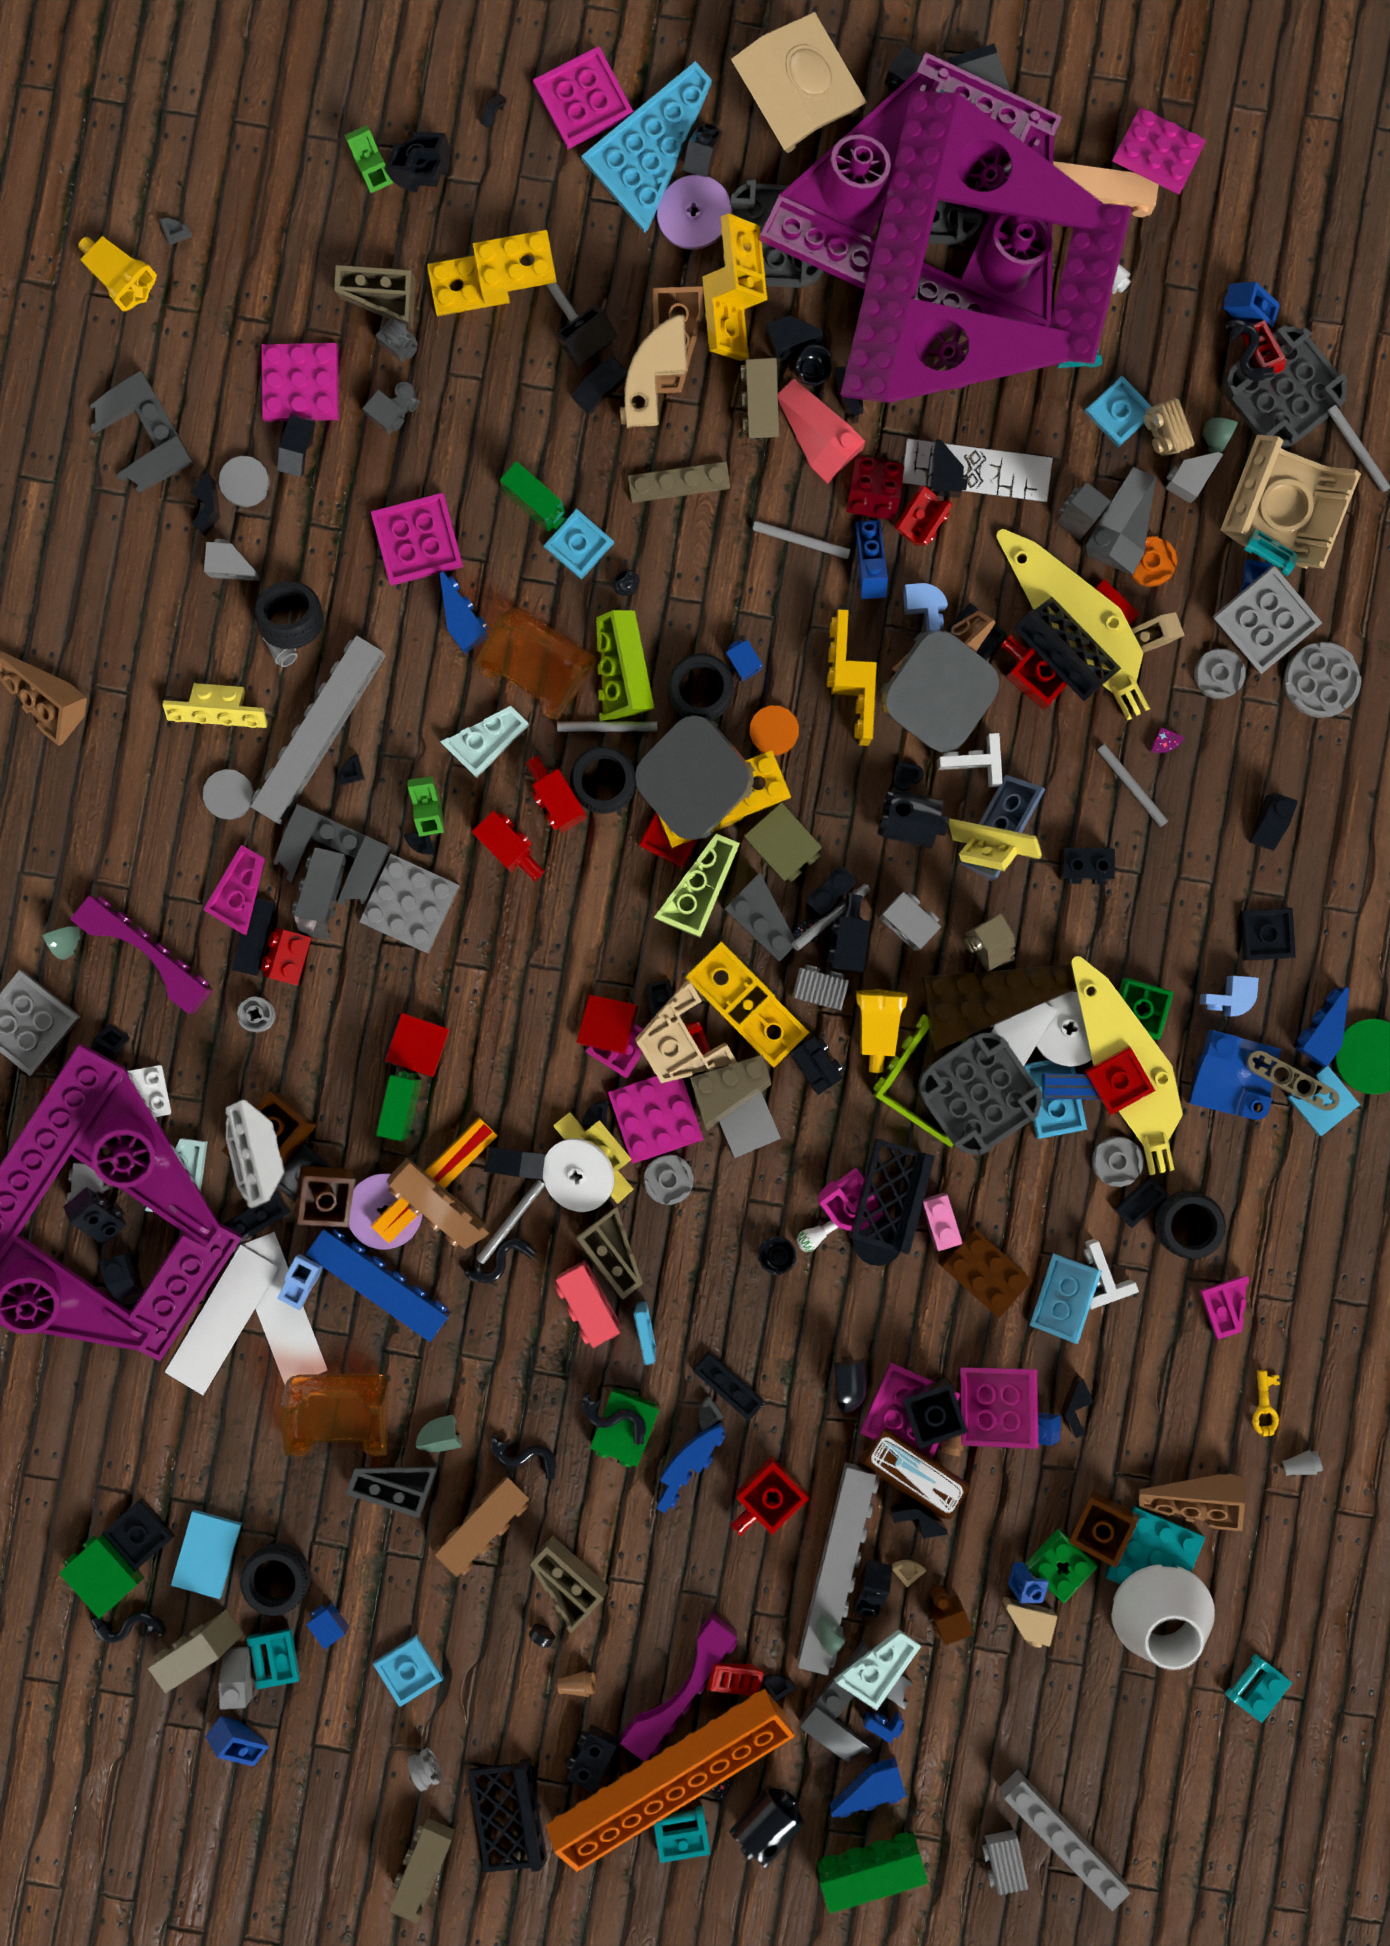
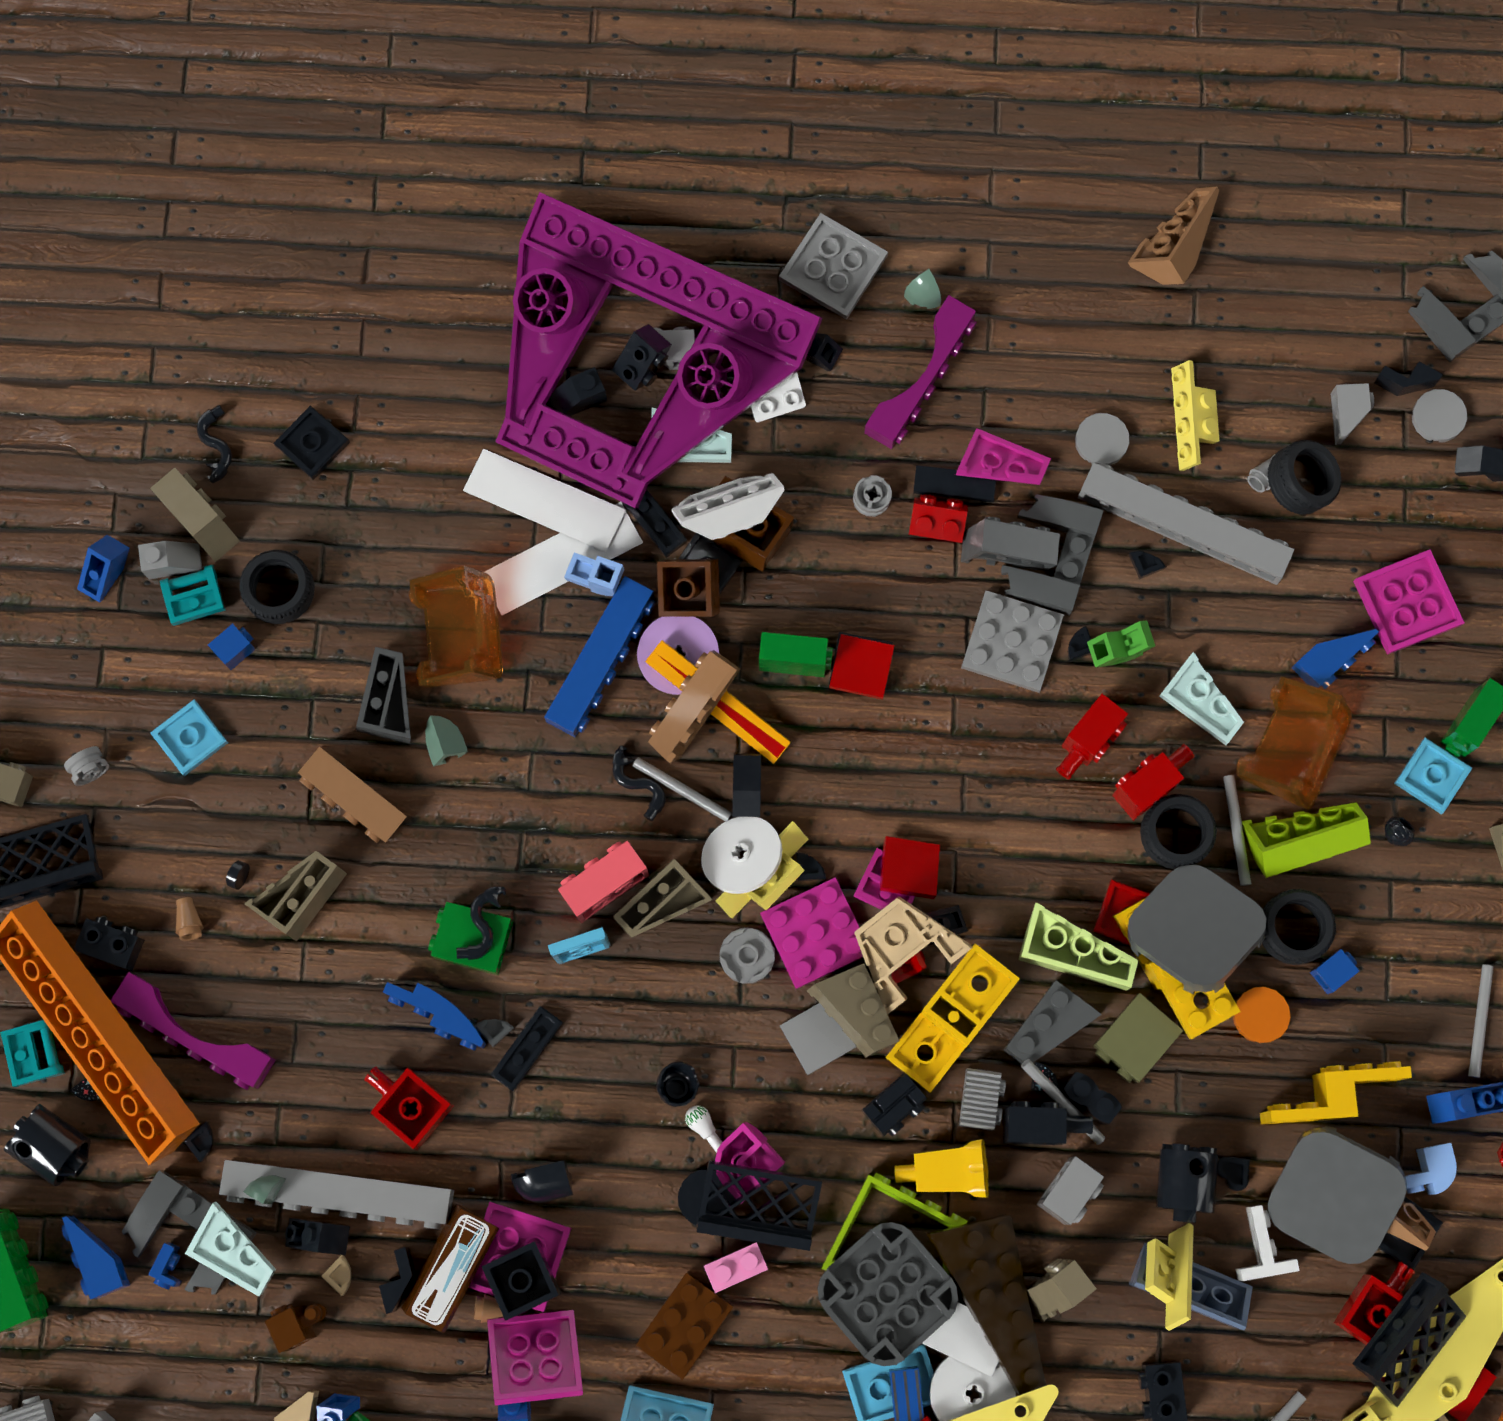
camera: 85 degrees right, 10 degrees down
(100, 1575) = (266, 408): green brick -> none
(206, 1554) = (296, 514): medium azure tile -> none
(547, 1456) = (430, 859): black animal -> none
(750, 1680) = (207, 1109): red slope -> none

